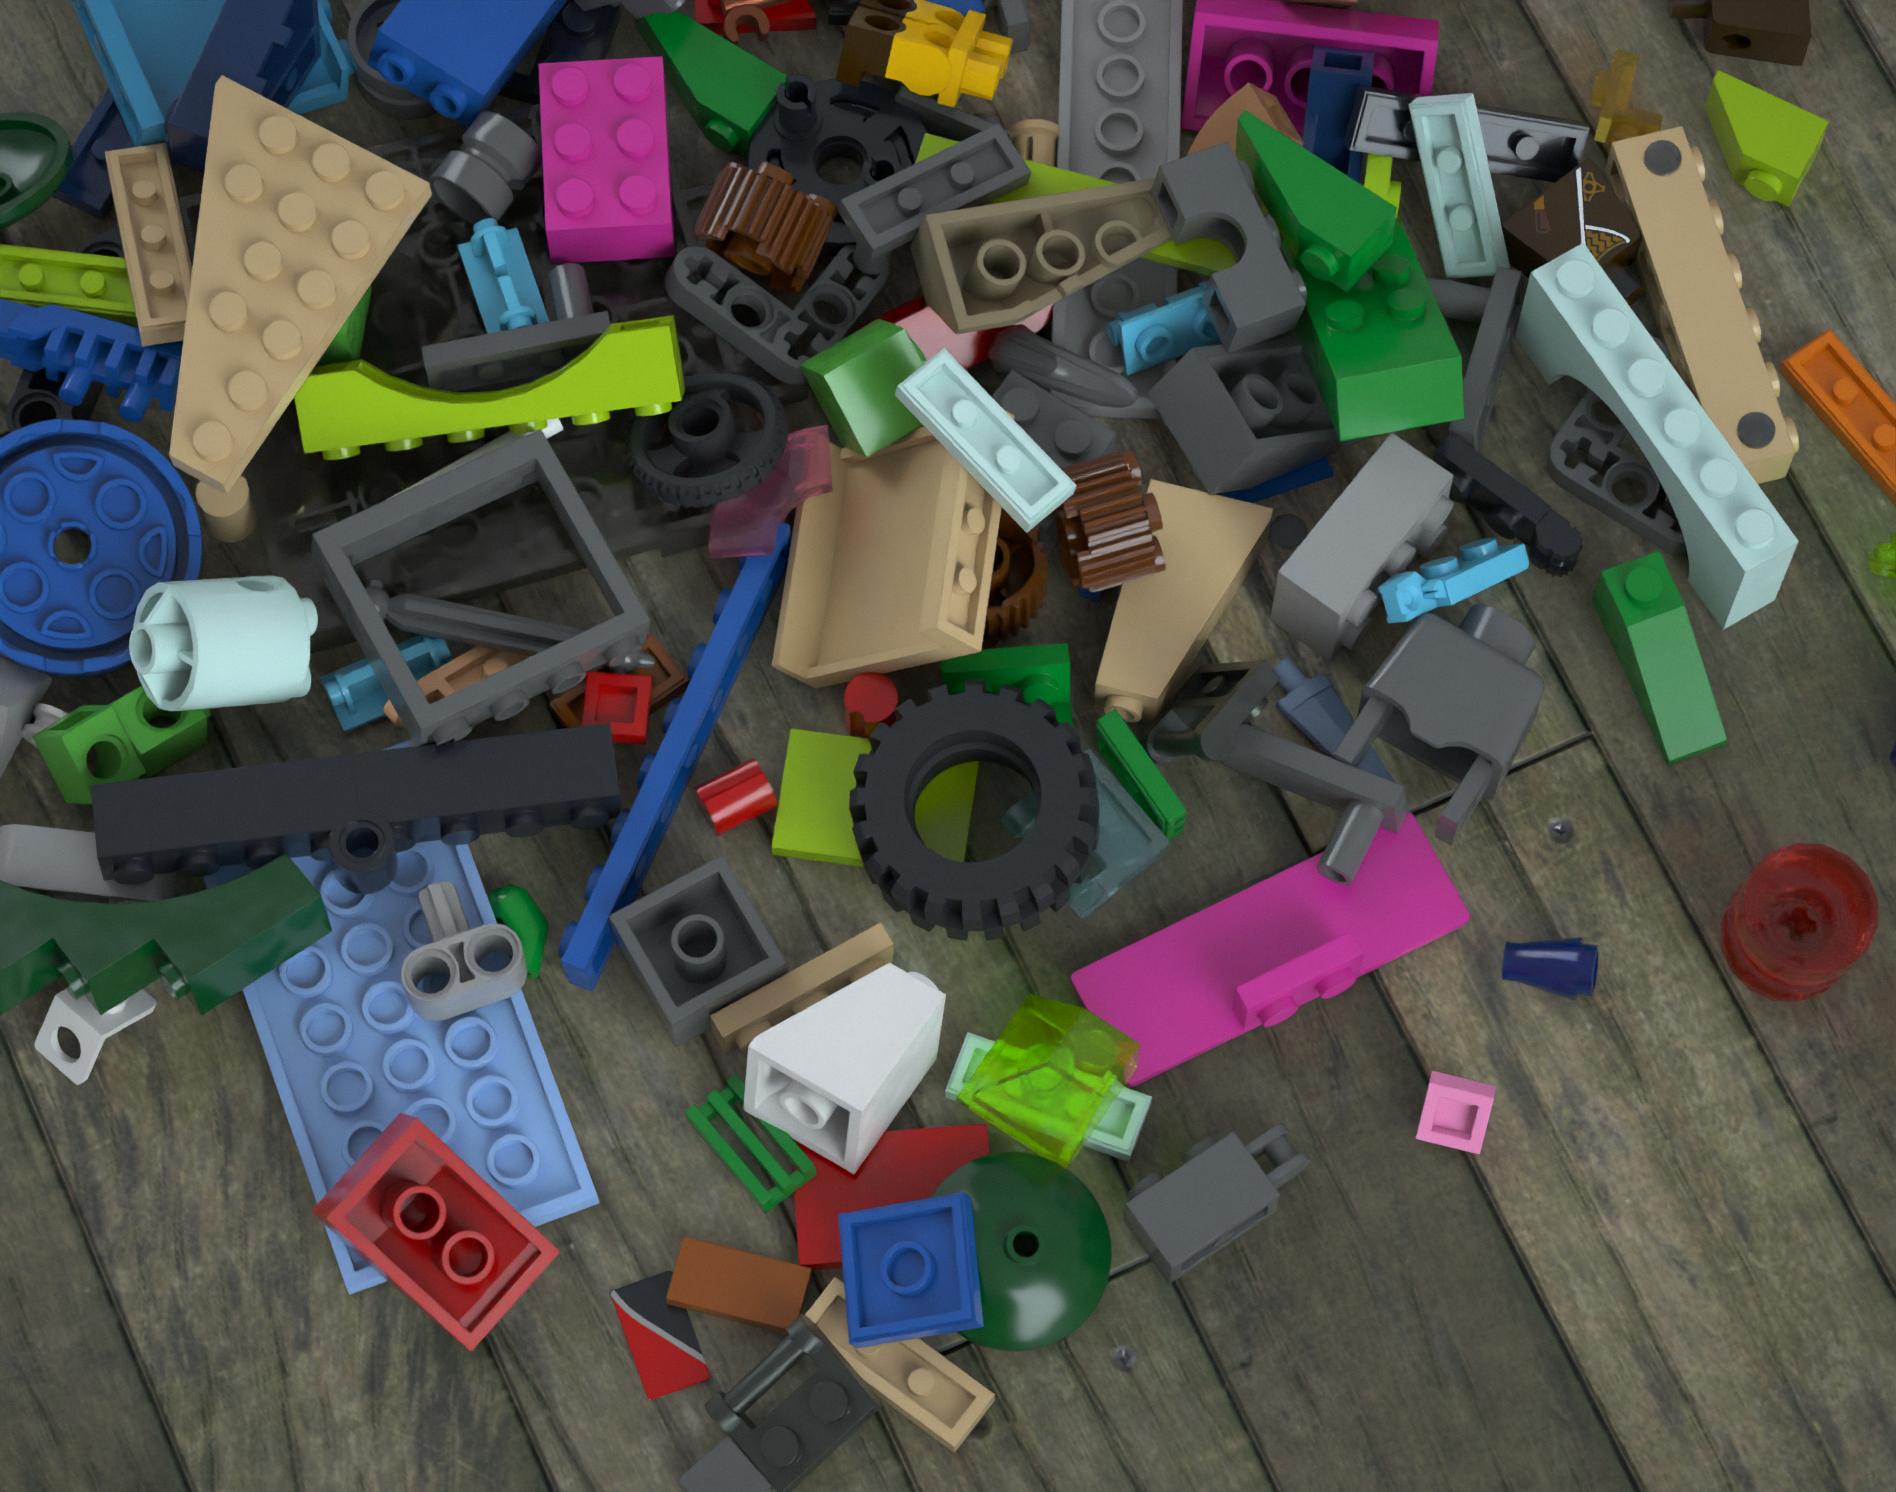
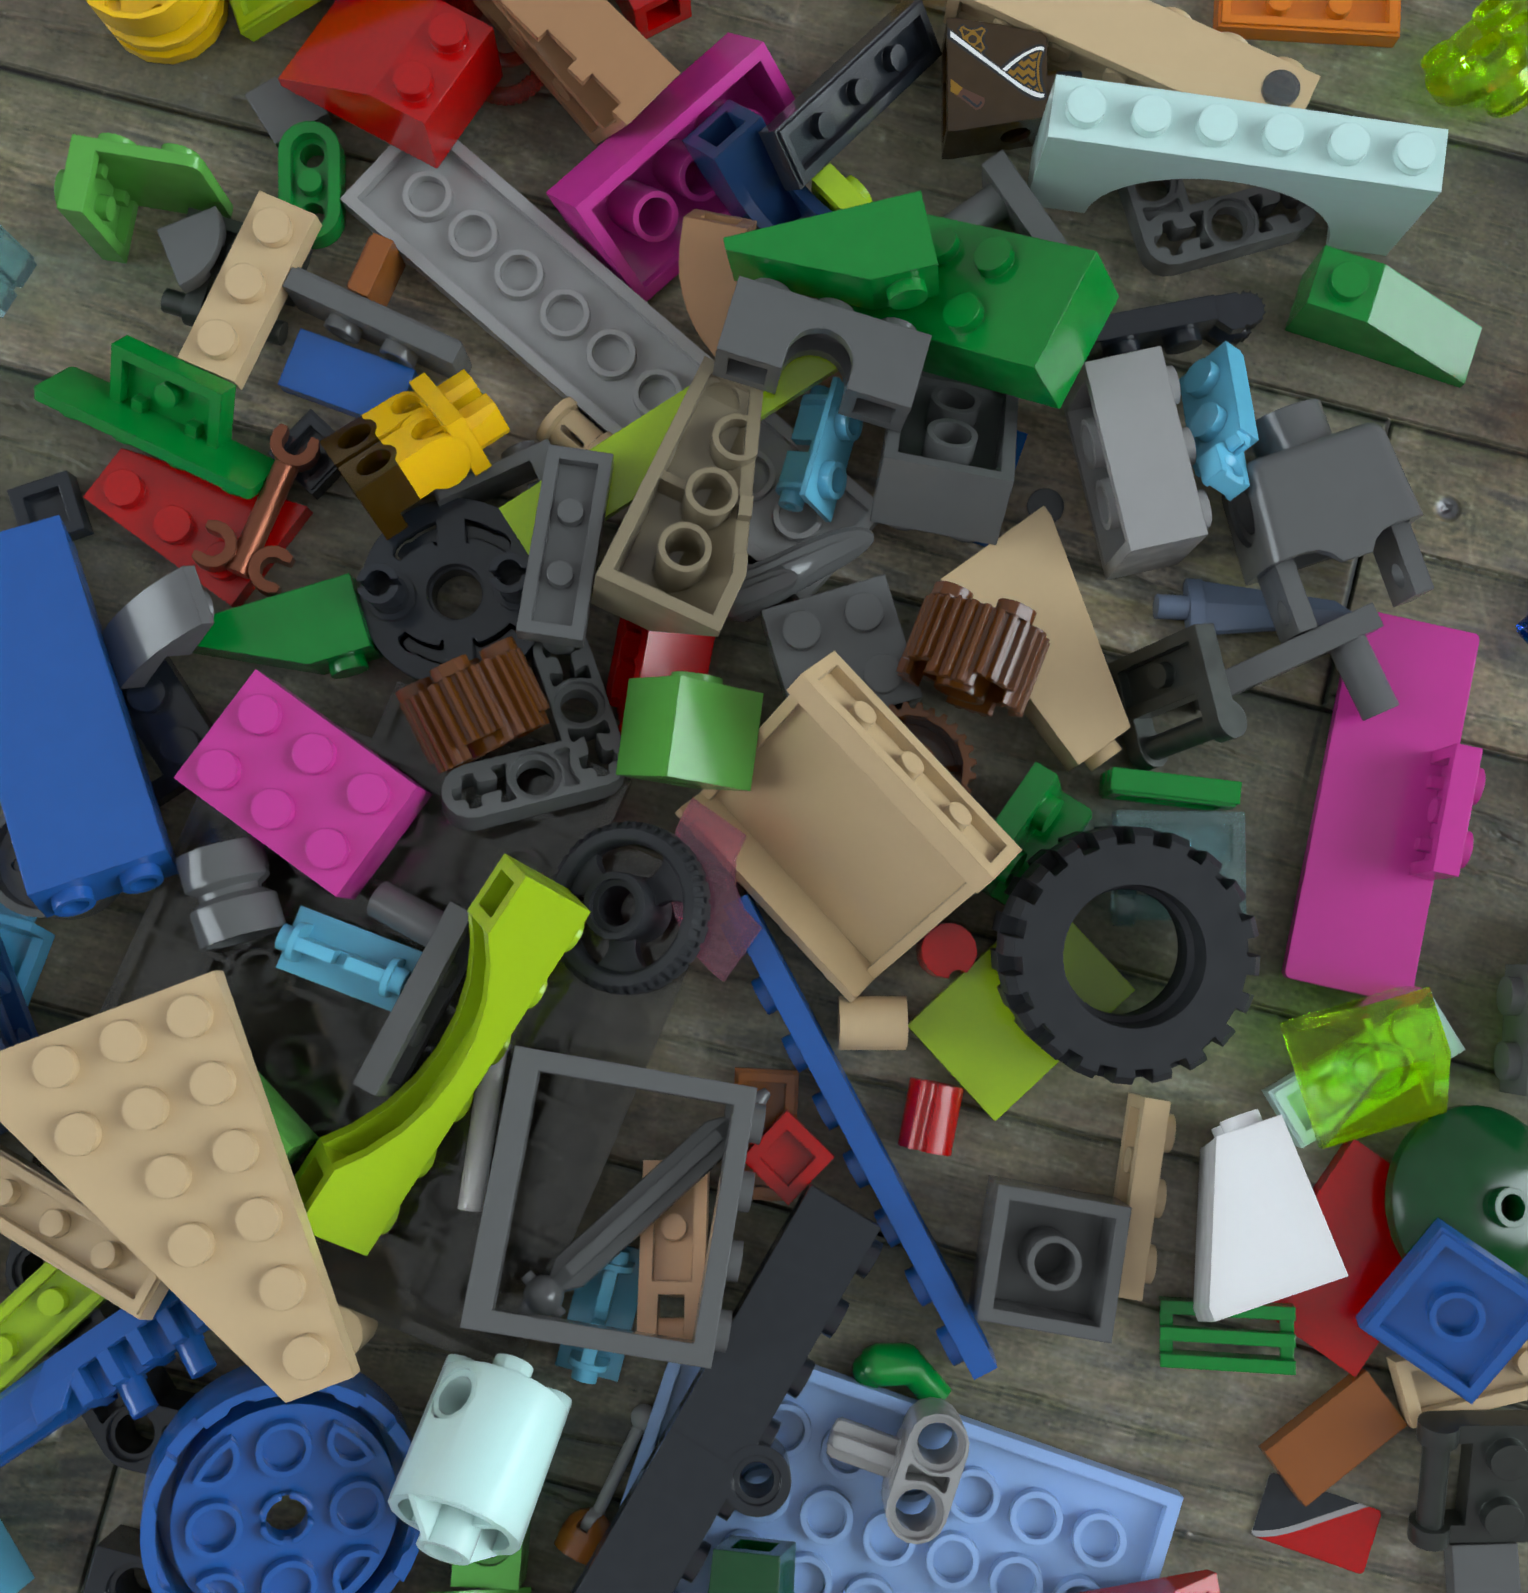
camera: 50 degrees left, 15 degrees up
(770, 701) = (872, 1023): none -> tan piece
(985, 440) = (859, 700): light aqua tile -> none
(1459, 185) = (895, 130): light aqua tile -> none

